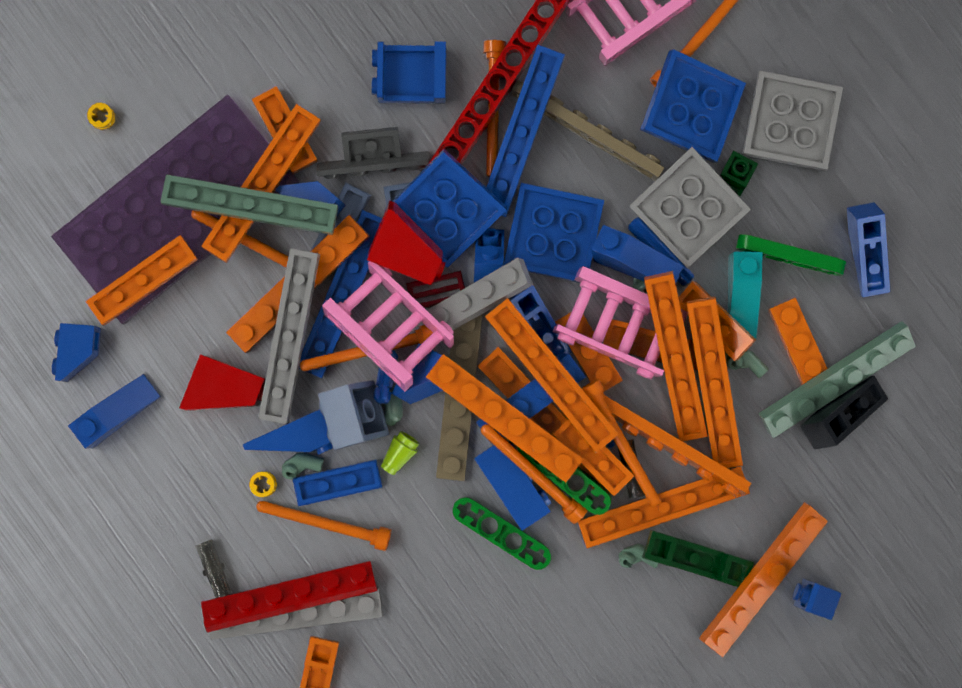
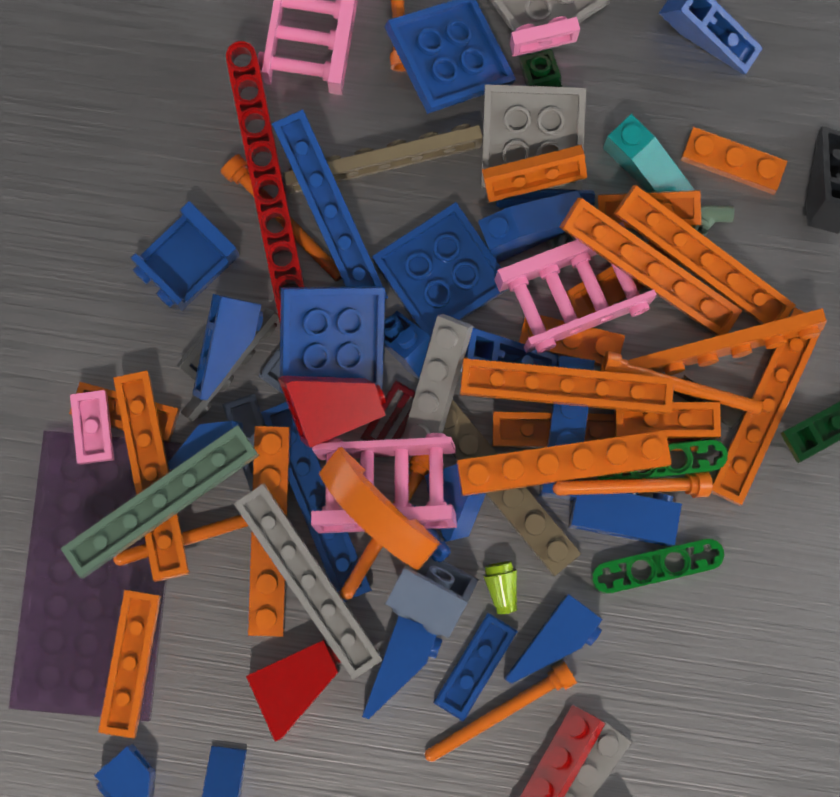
camera: 45 degrees left, 5 degrees down
(255, 120) = (92, 427): none -> bright pink plate
(255, 487) = (417, 724): yellow bush -> none
(299, 463) = (425, 683): sand green arm -> none
(363, 335) = (375, 513): none -> orange slope
(385, 146) = (227, 335): none -> blue slope
(393, 410) = (461, 556): sand green arm -> none
(403, 515) = (562, 634): none -> blue slope
(632, 555) = (784, 470): sand green arm -> none
(666, 230) = (535, 173): none -> orange plate
(770, 157) = (533, 38): none -> bright pink plate
(791, 255) = (655, 94): green beam -> none
(837, 379) = (796, 159): sand green plate -> none

